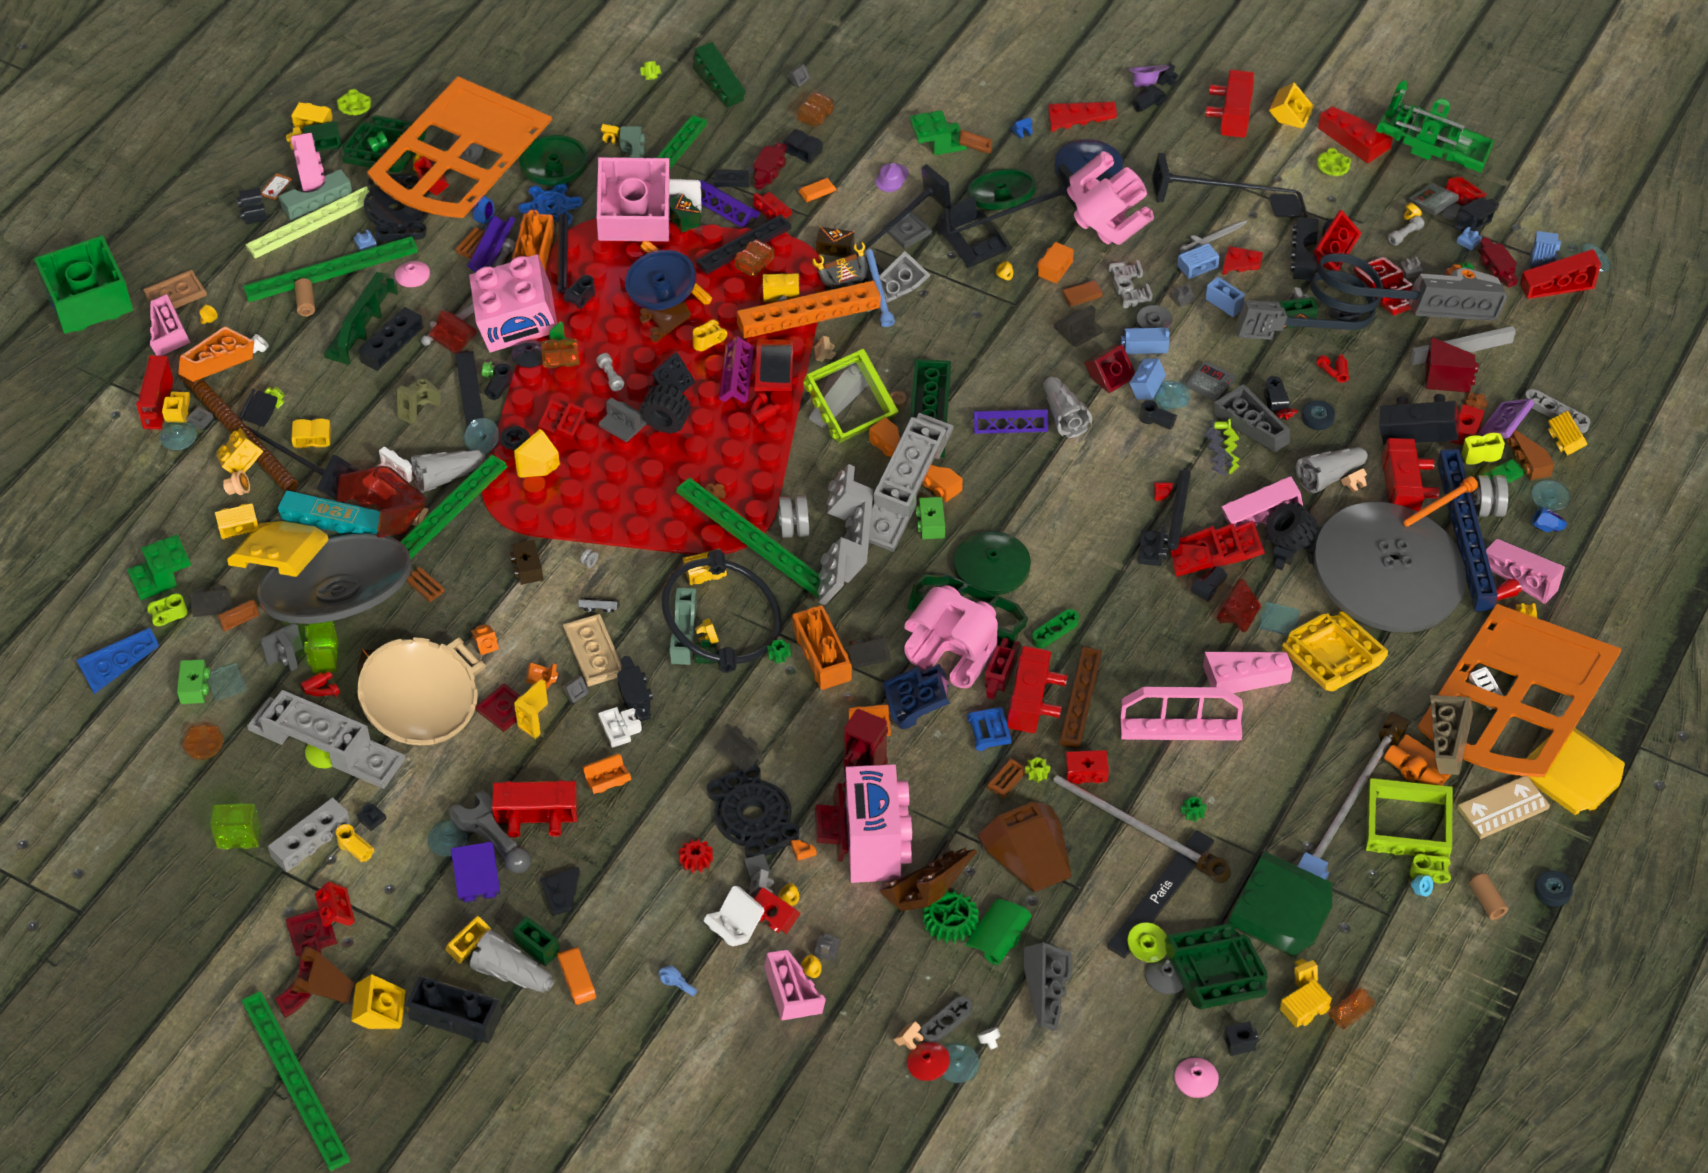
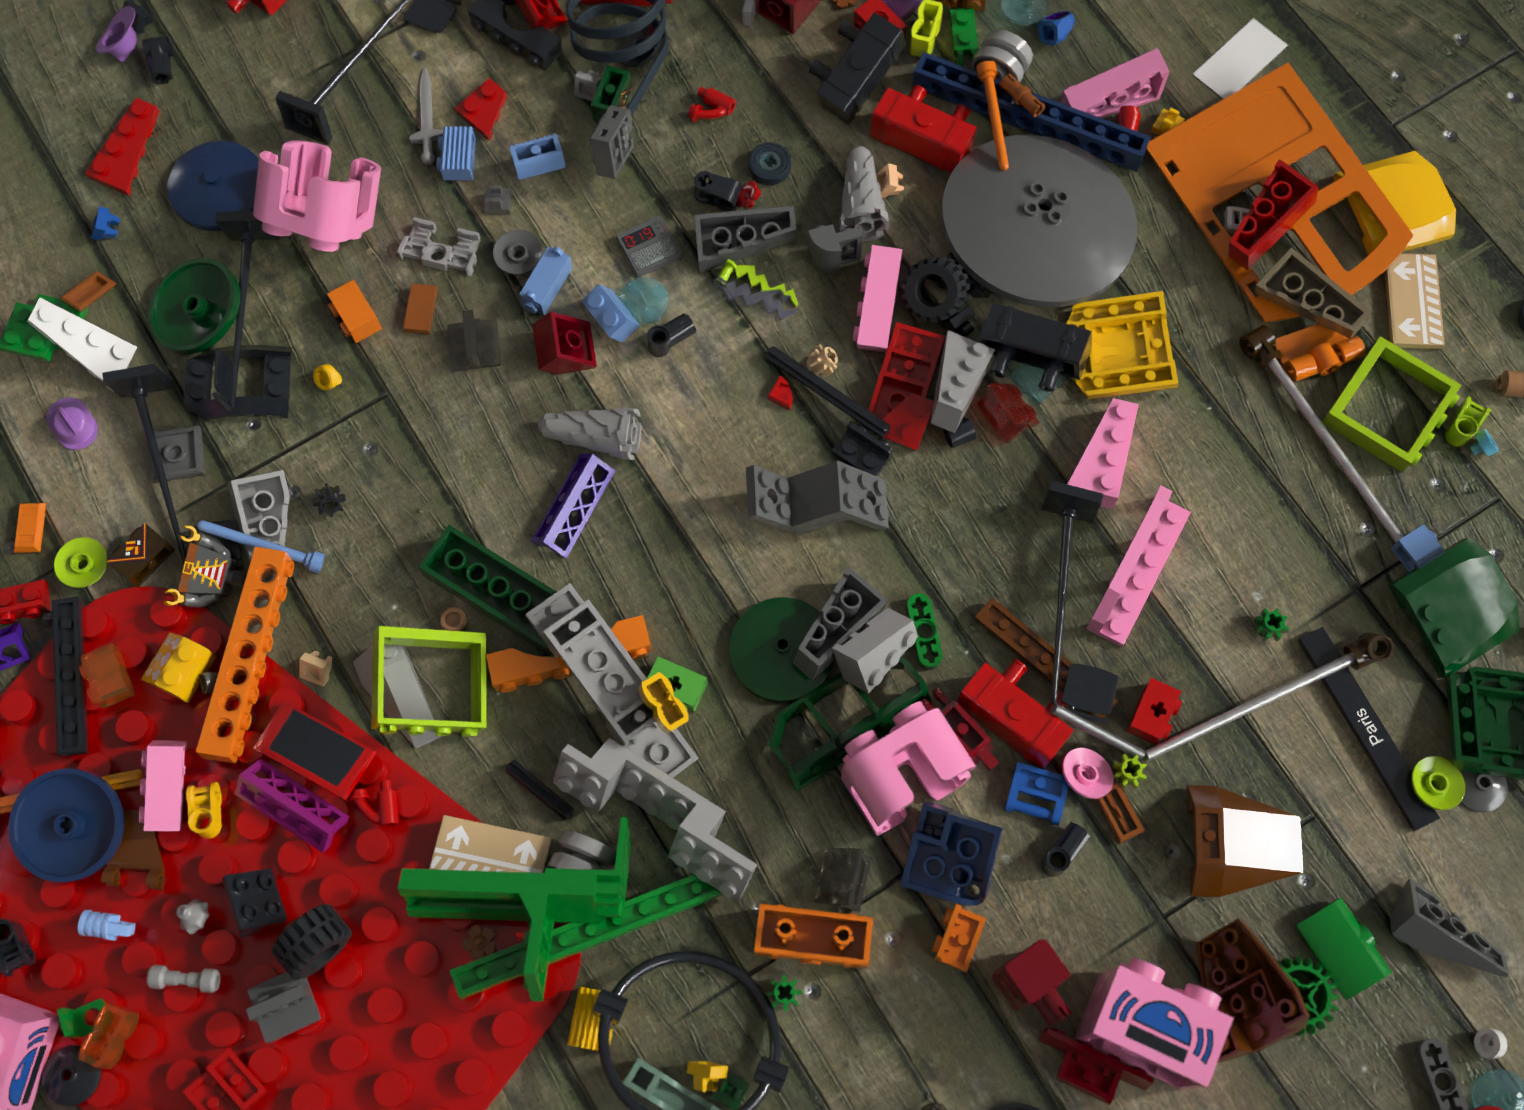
camera: 60 degrees left, 20 degrees up
(616, 324) = (104, 925): none -> light blue hinge
(646, 357) = (193, 915): none -> light grey piece
(710, 306) = (163, 785): none -> bright pink wedge
(754, 496) = (523, 896): none -> green piece
(768, 473) = (487, 847): none -> tan tile
(812, 218) = (73, 555): none -> lime dish
(823, 484) = (539, 789): none -> black axle
(908, 493) = (667, 709): none -> yellow brick
(928, 306) = (328, 507): none -> black gear
(941, 148) = (81, 340): none -> white wing
(961, 755) = (1065, 848): none -> black piece
(1021, 597) = (875, 649): none -> light grey wedge
(1023, 573) = (846, 611): none -> dark grey wedge
(1024, 741) = (1087, 773): none -> bright pink dish
(1049, 736) = (1097, 731): none -> dark grey bar
(1076, 717) = (1086, 686): none -> black piece
(1099, 528) = (817, 498): none -> dark grey bracket
(1198, 497) = (822, 360): none -> tan gear
(1234, 563) = (959, 377): none -> light grey wedge
(1278, 464) = (831, 249): none -> dark grey brick
(1294, 594) = (1037, 343): none -> black piece
(1467, 510) = (1022, 95): none -> dark orange pin
(1490, 684) = (1275, 210): none -> red wedge
(1631, 640) = (1240, 59): none -> white sticker

